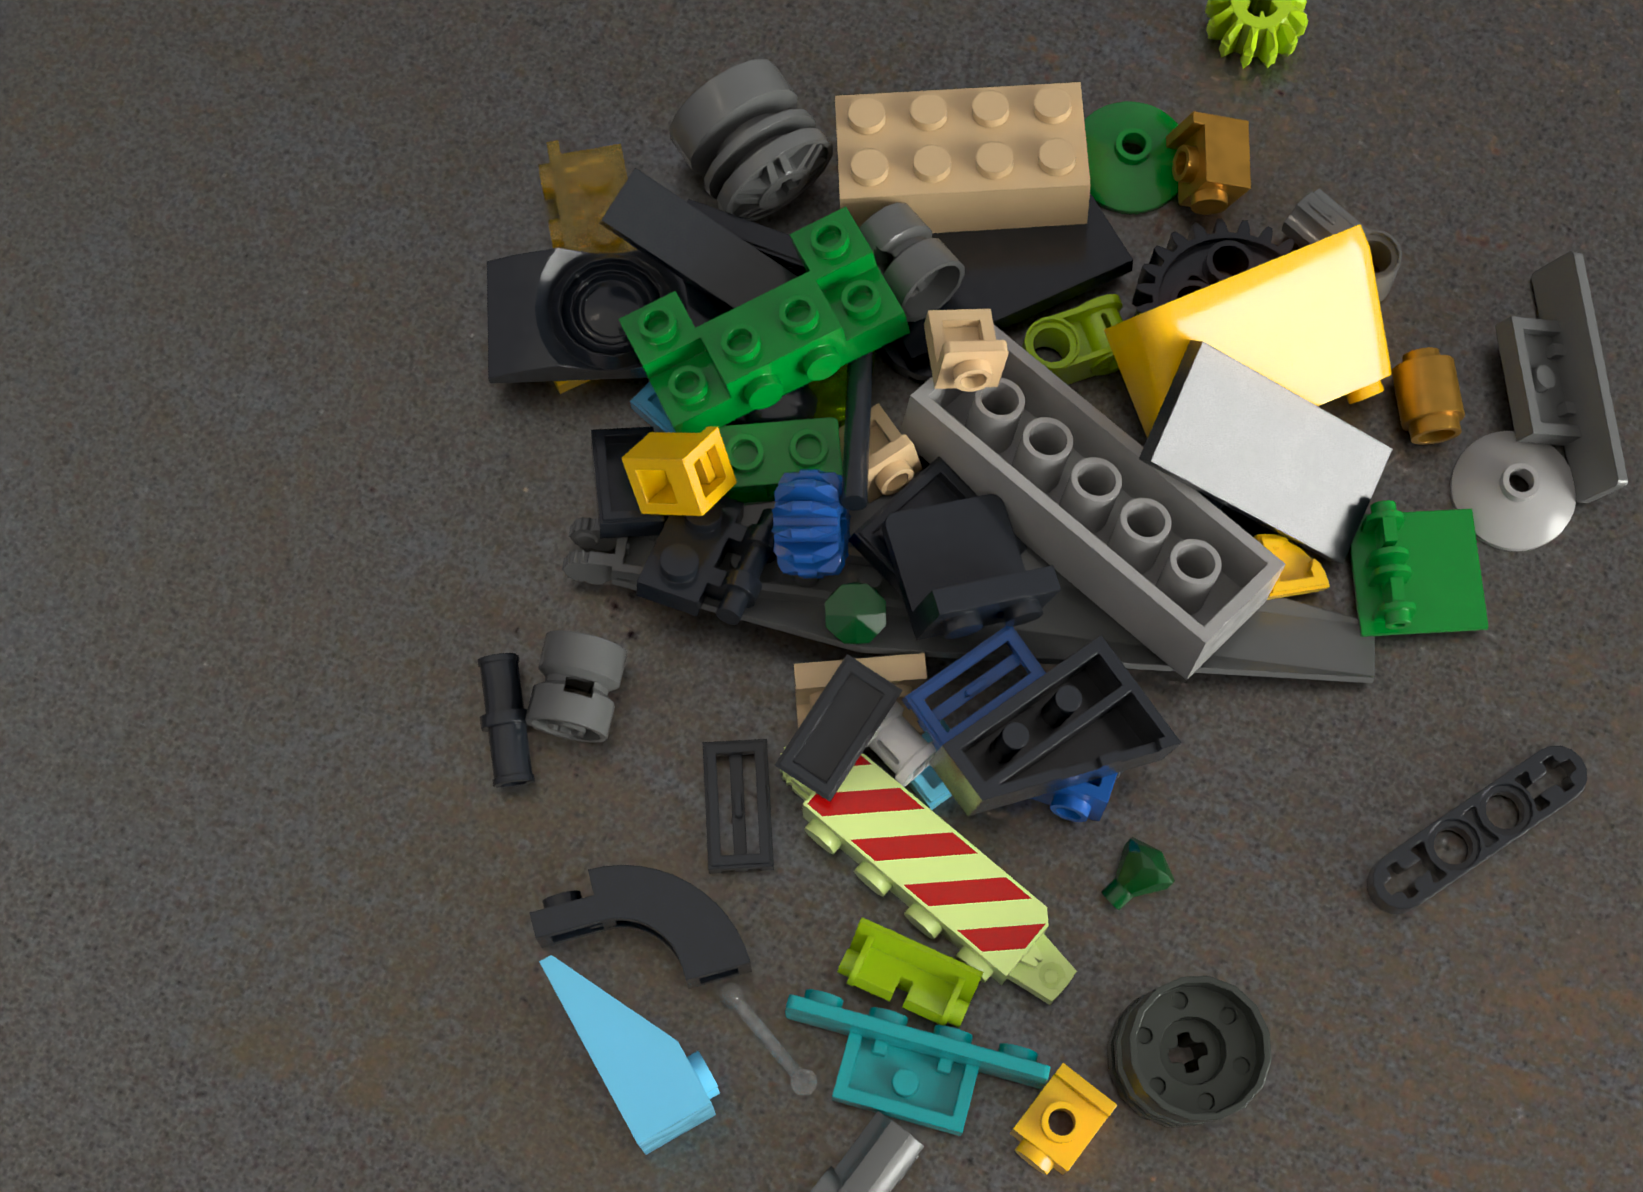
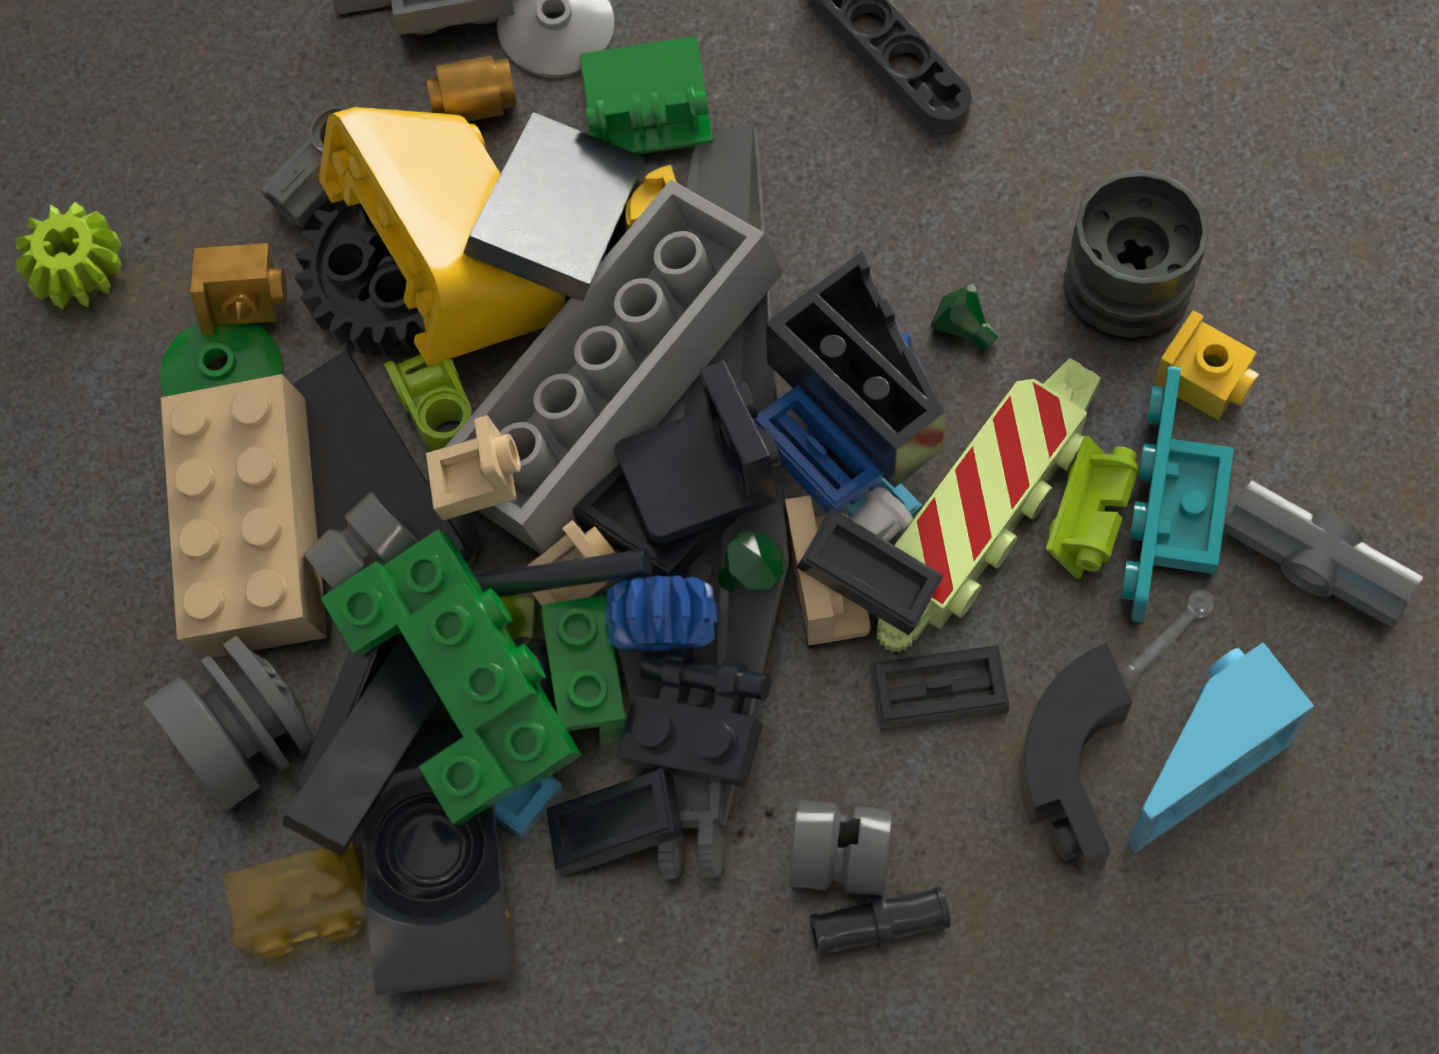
camera: 90 degrees left, 5 degrees down
(679, 472) = (619, 746): yellow brick -> none

